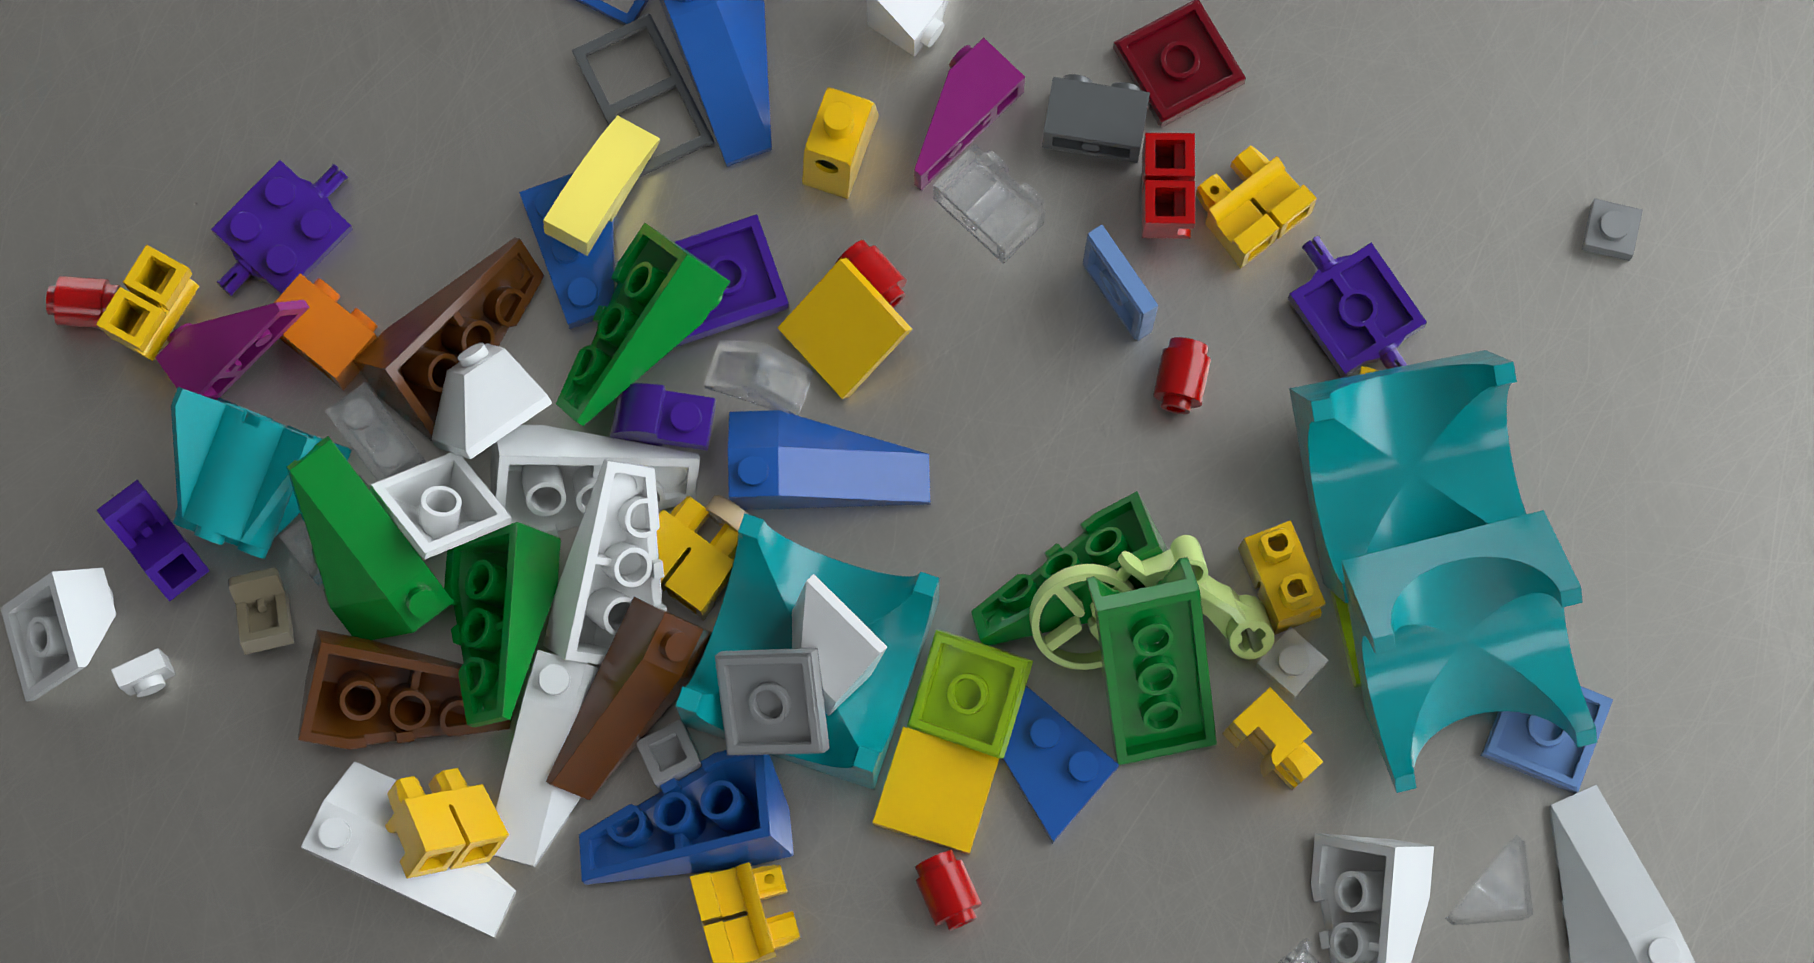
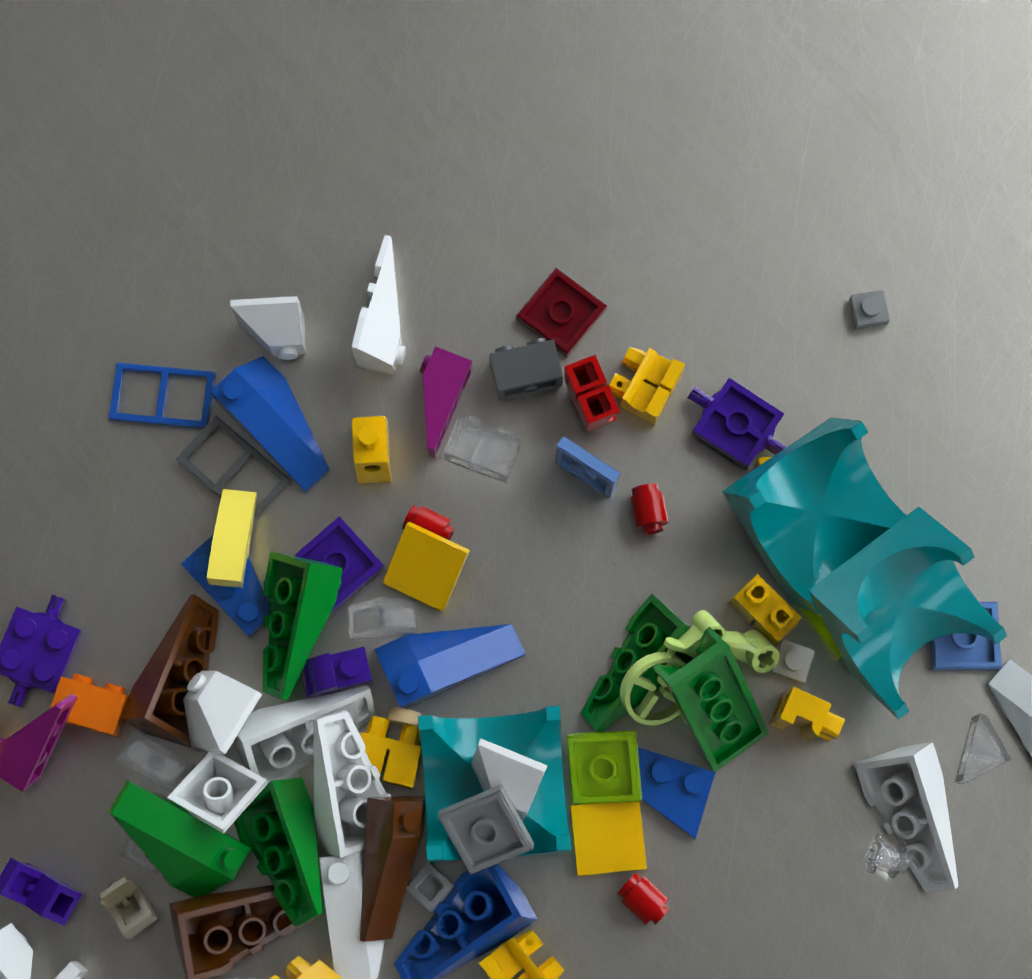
camera: 25 degrees left, 0 degrees up
(234, 471) = (73, 823): teal brick -> none

